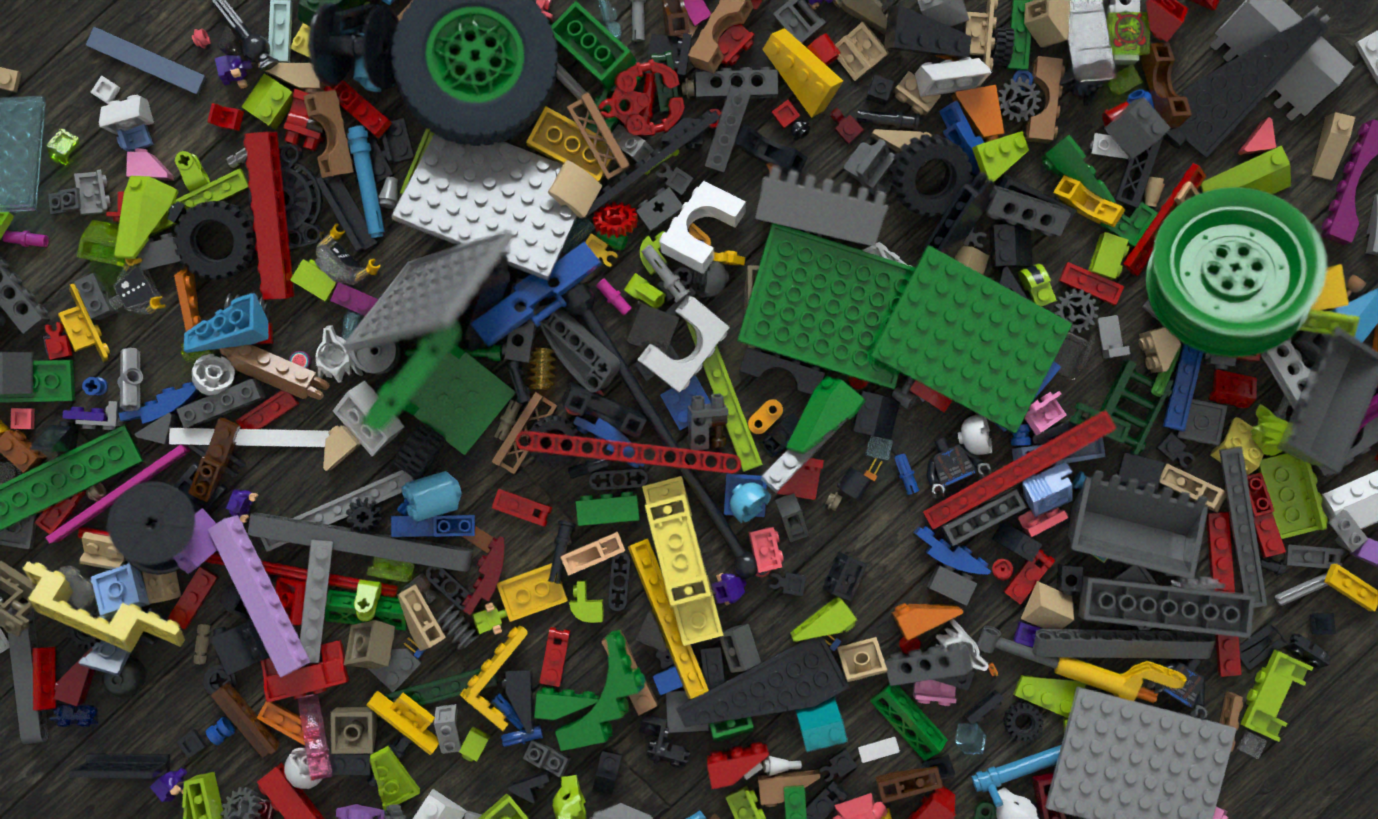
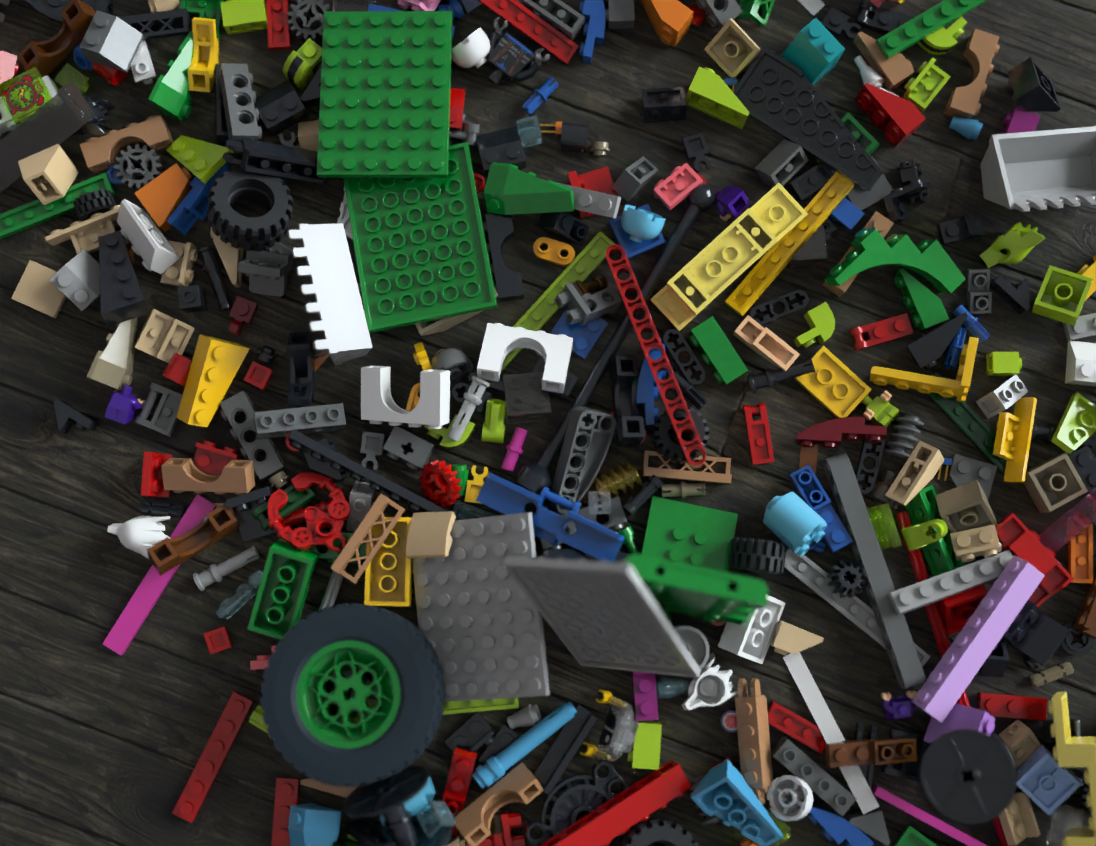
camera: 115 degrees left, 5 degrees down
(337, 638) = (975, 543): none -> tan bracket
(344, 78) = (434, 816): none -> clear light blue panel
(530, 343) = (599, 502): none -> clear tile

